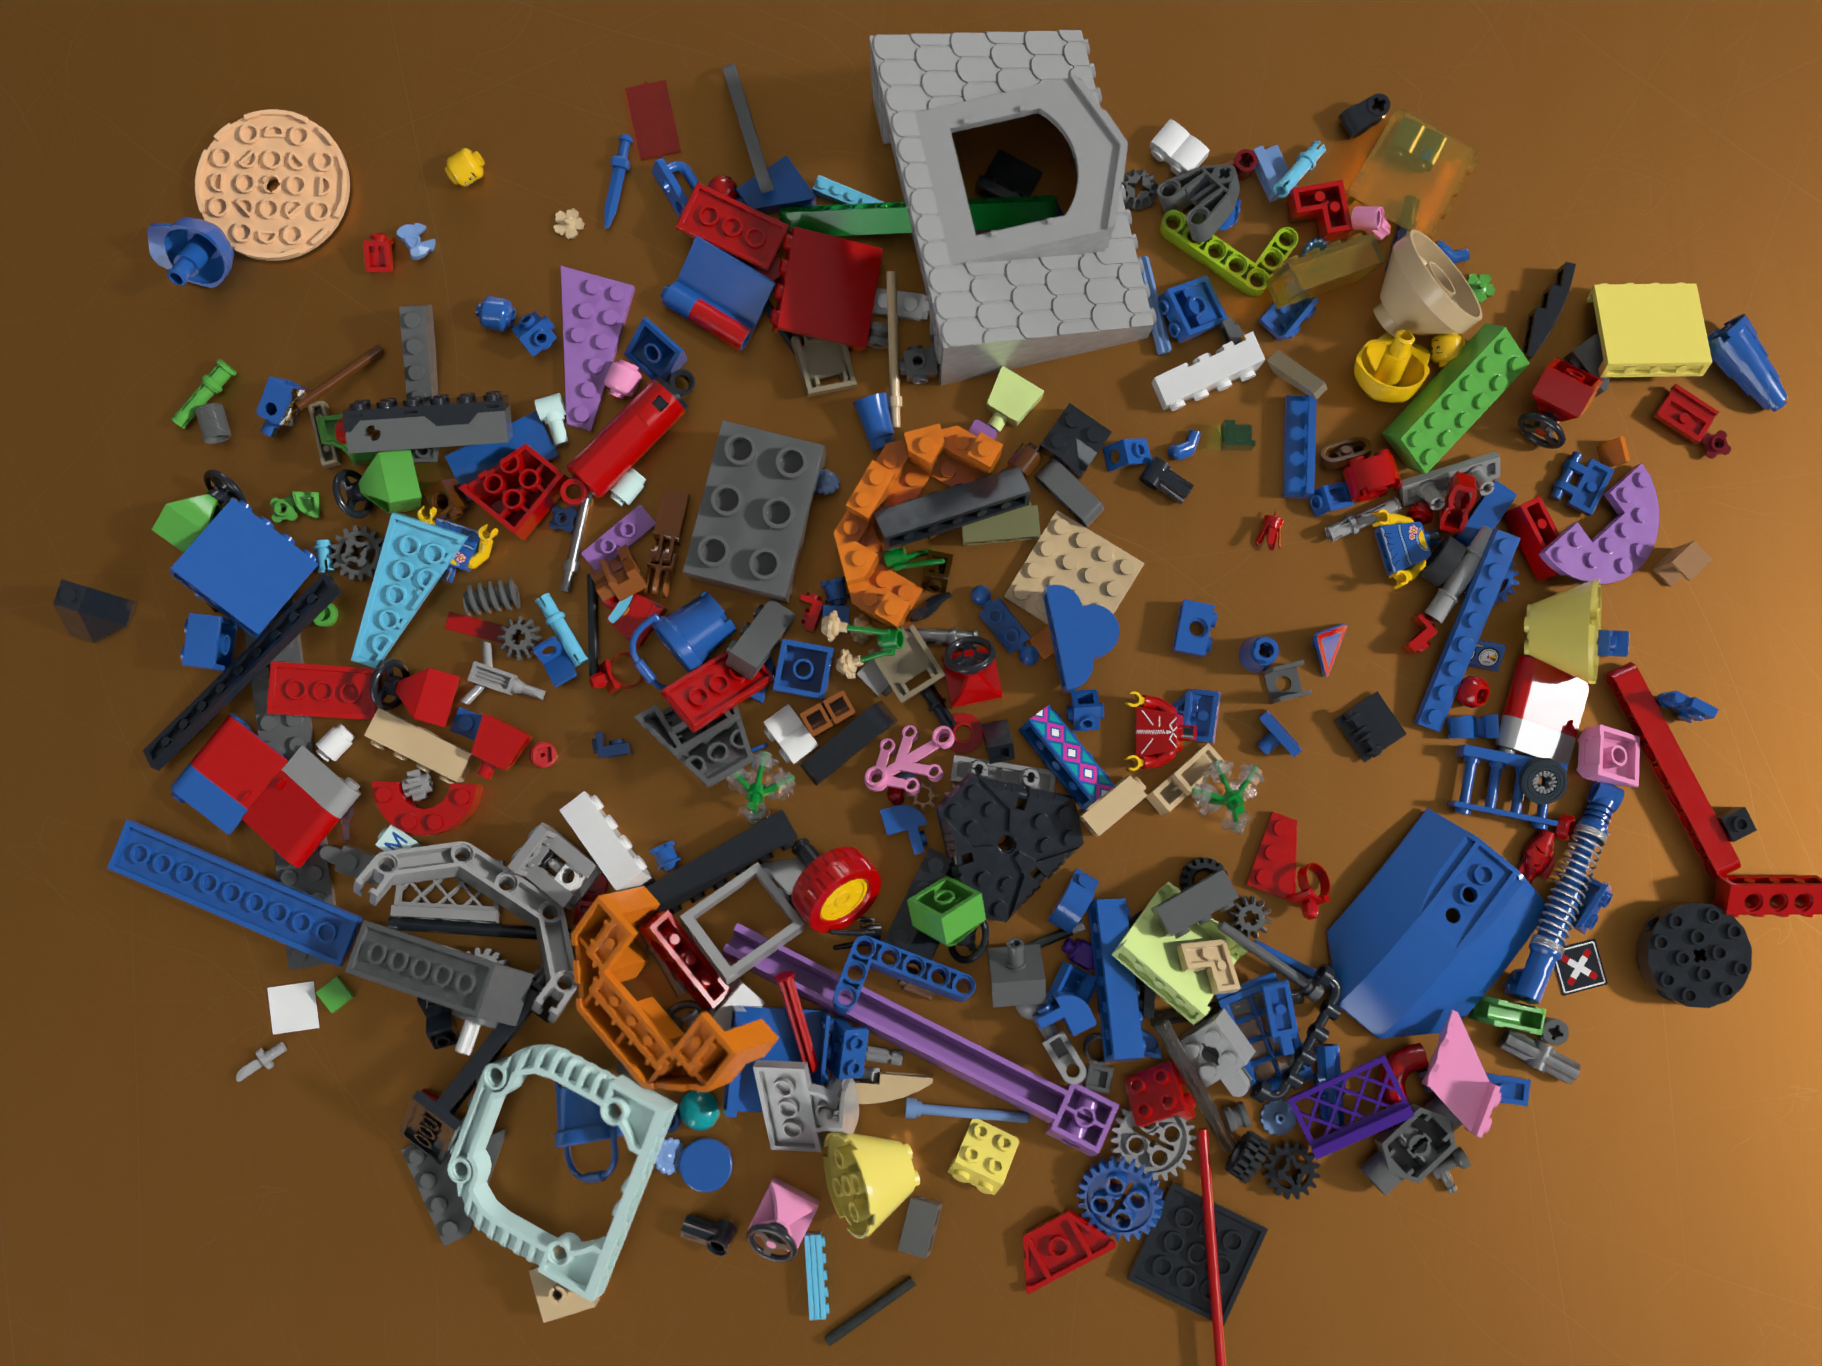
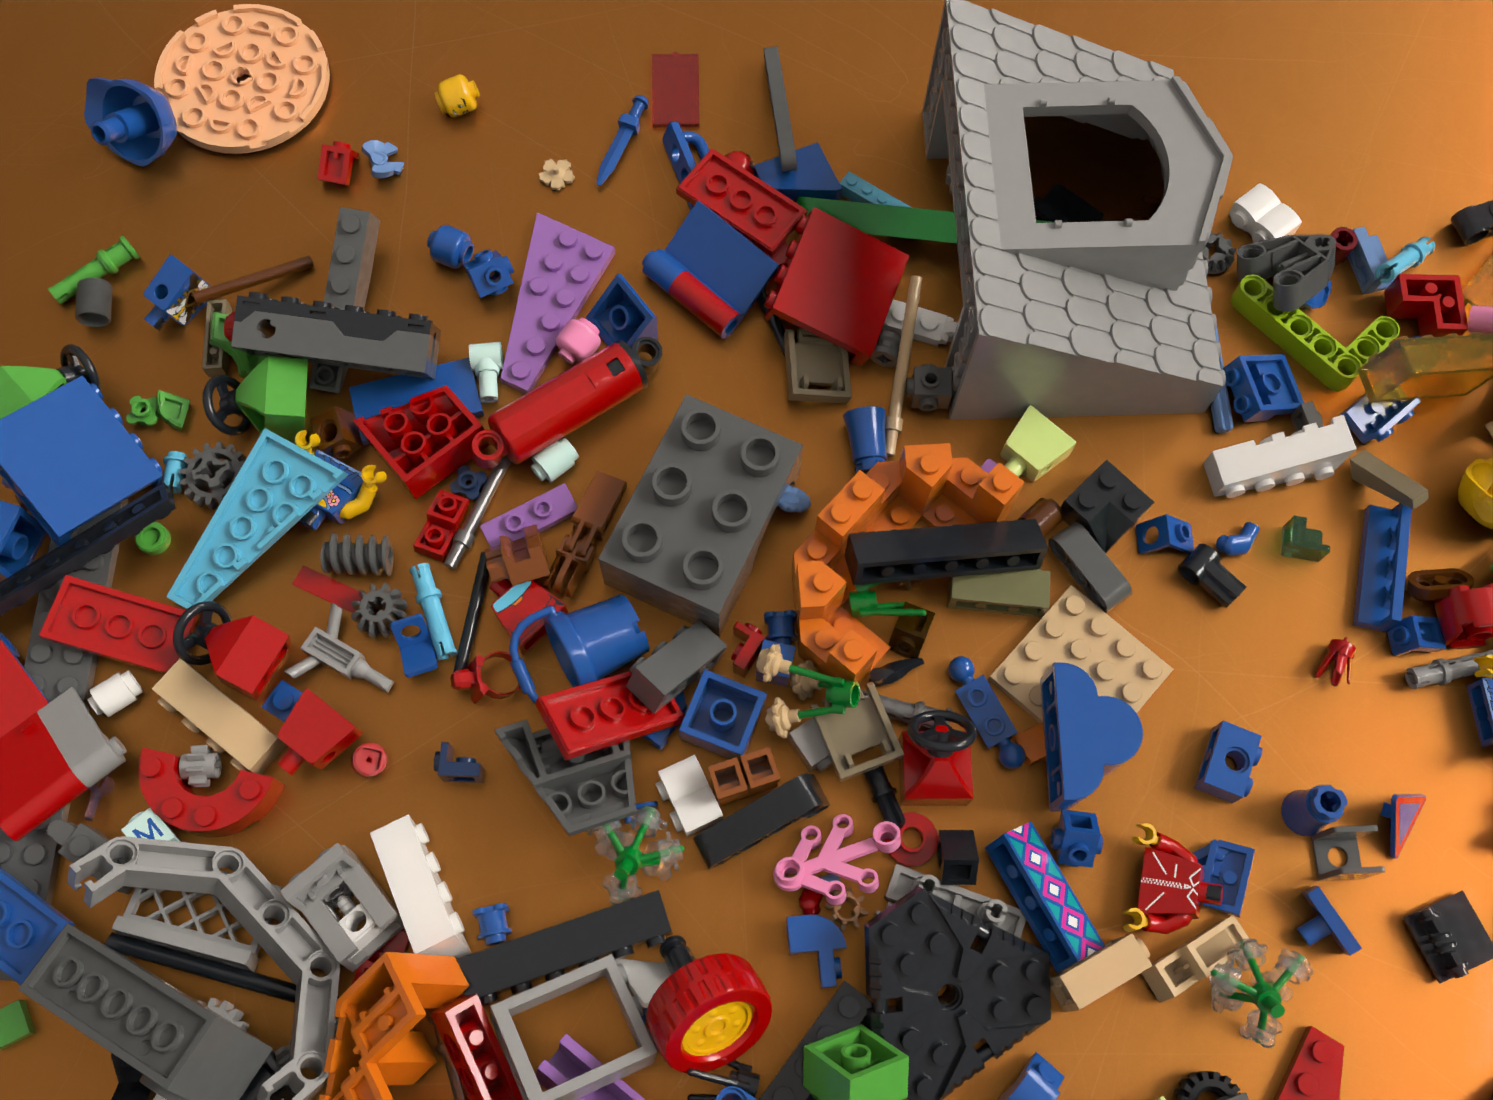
camera: 10 degrees right, 15 degrees down
(550, 558) = (442, 523): none -> red slope

